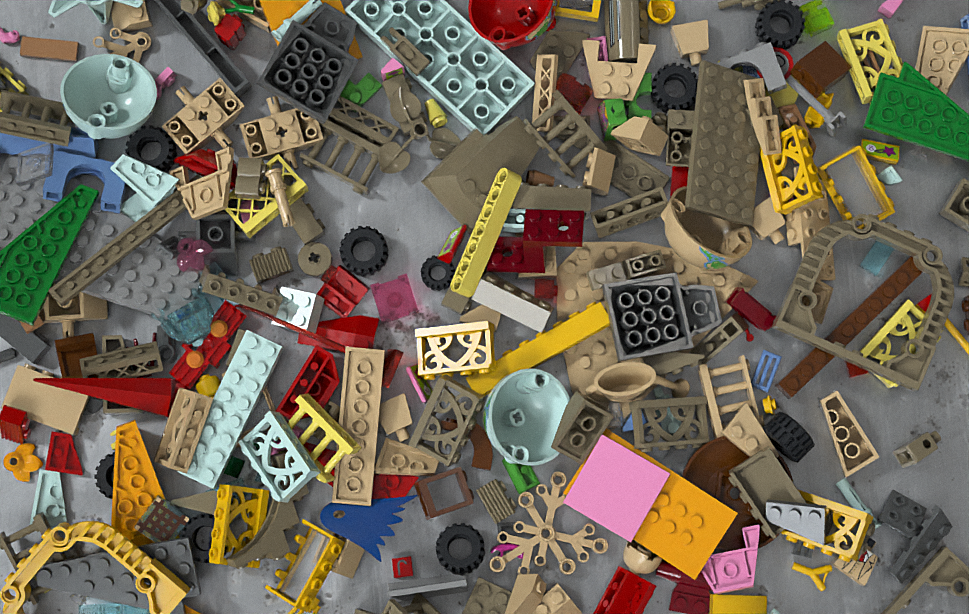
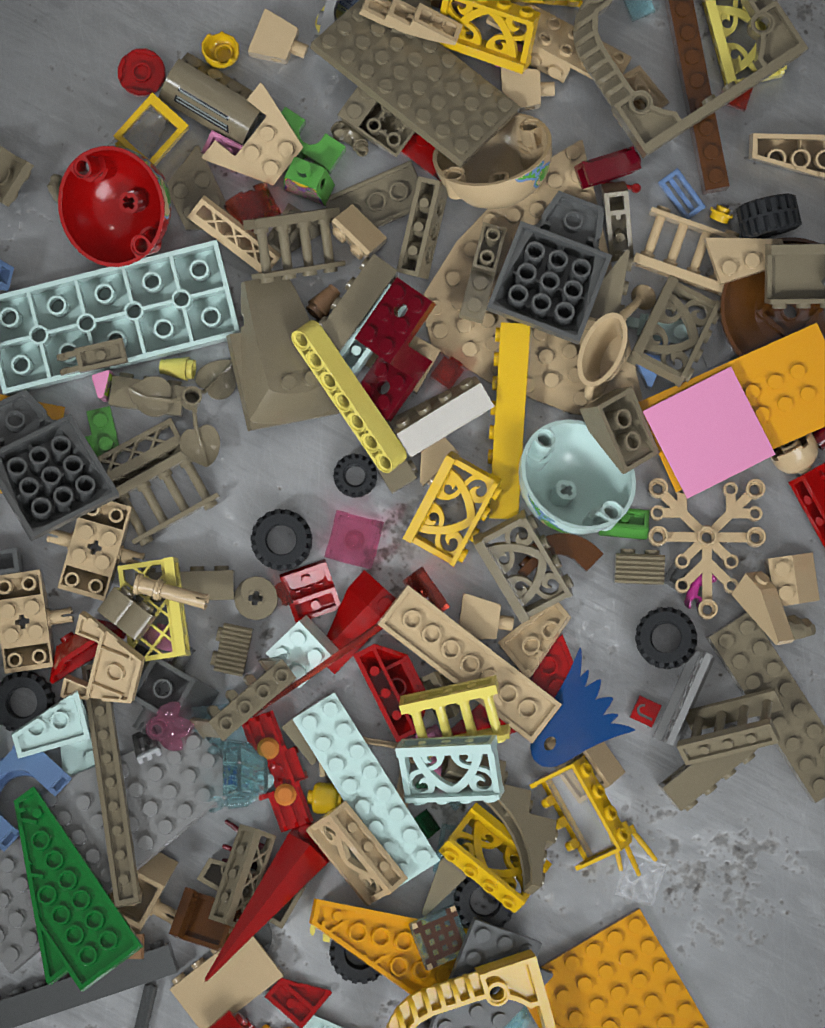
camera: 60 degrees left, 5 degrees up
(165, 343) = (245, 815): dark grey piece -> none
(422, 386) = (466, 570): slope -> none
(426, 499) = (589, 640): reddish brown window -> none
(452, 244) = (334, 440): red slope -> none
(618, 419) = (625, 379): clear cone -> none
(641, 135) = (348, 161): tan slope -> none
(680, 74) = (317, 72): black tyre -> none

